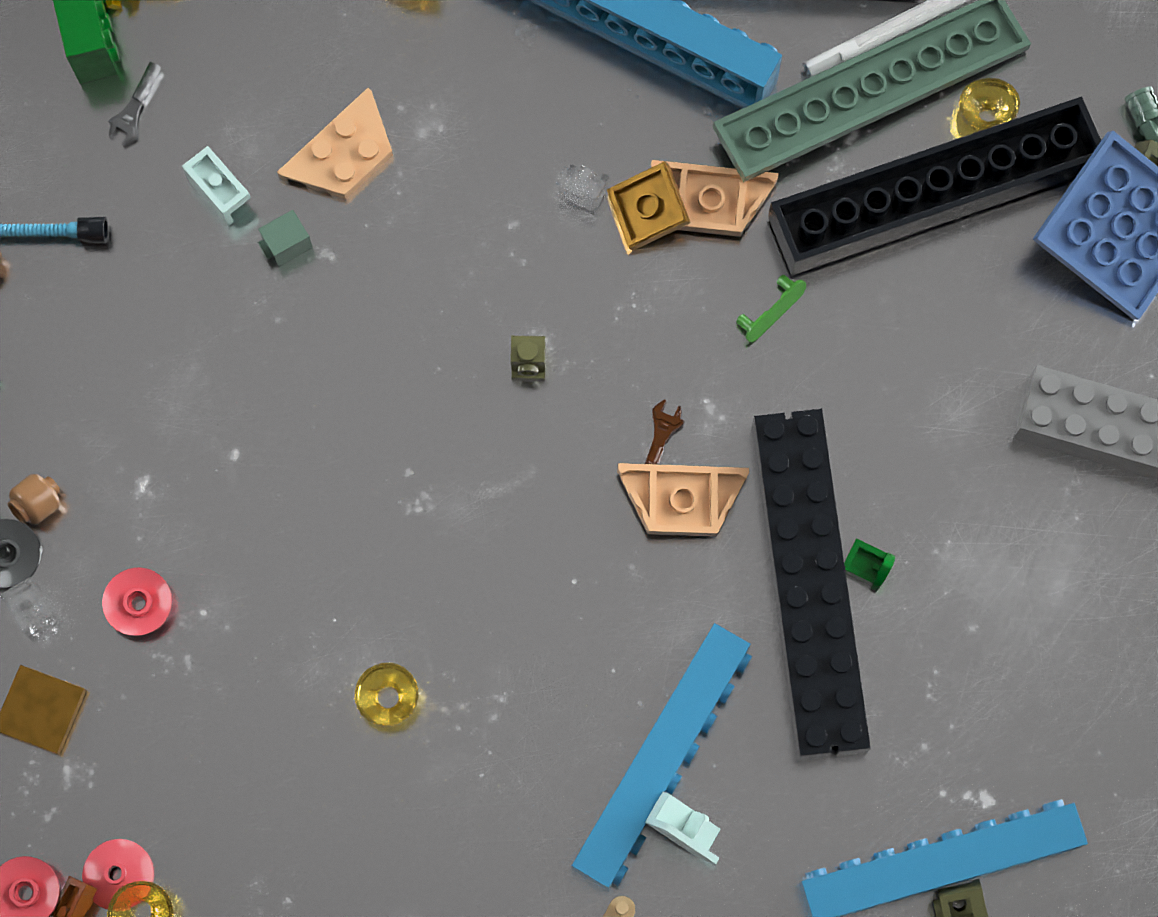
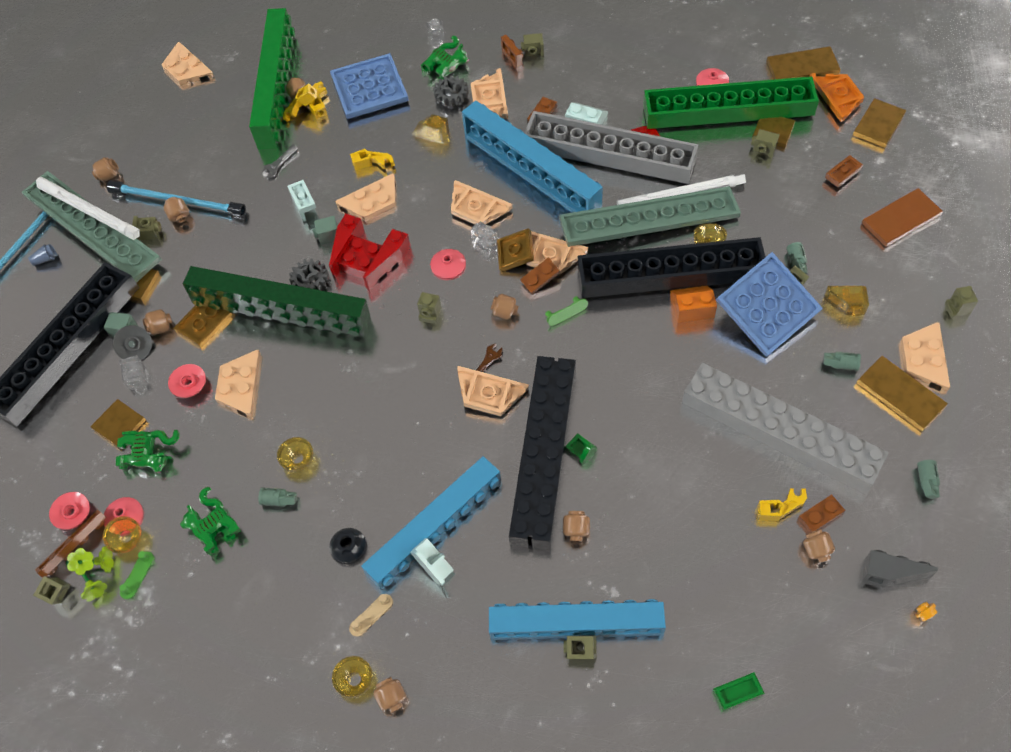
camera: 20 degrees right, 15 degrees down
(109, 748) = (142, 449): none -> green animal
(125, 453) = (201, 324): none -> pearl gold tile
(230, 582) = (238, 383): none -> light nougat wing
(250, 413) = (277, 301): none -> dark green brick
(288, 854) = (212, 524): none -> green animal
(298, 343) = (308, 275): none -> dark grey gear
(317, 59) = (364, 159): none -> yellow piece
(373, 279) = (363, 257): none -> red wedge
(381, 777) = (276, 497): none -> sand green hinge
(533, 850) = (351, 554): none -> black piece
(534, 270) = (448, 269): none -> coral dish
(546, 125) = (476, 205): none -> light nougat wing
(662, 326) = (504, 306): none -> medium nougat head
(709, 250) = (540, 275): none -> dark orange plate
(900, 705) = (576, 525): none -> medium nougat head
(990, 243) = (694, 303): none -> orange slope

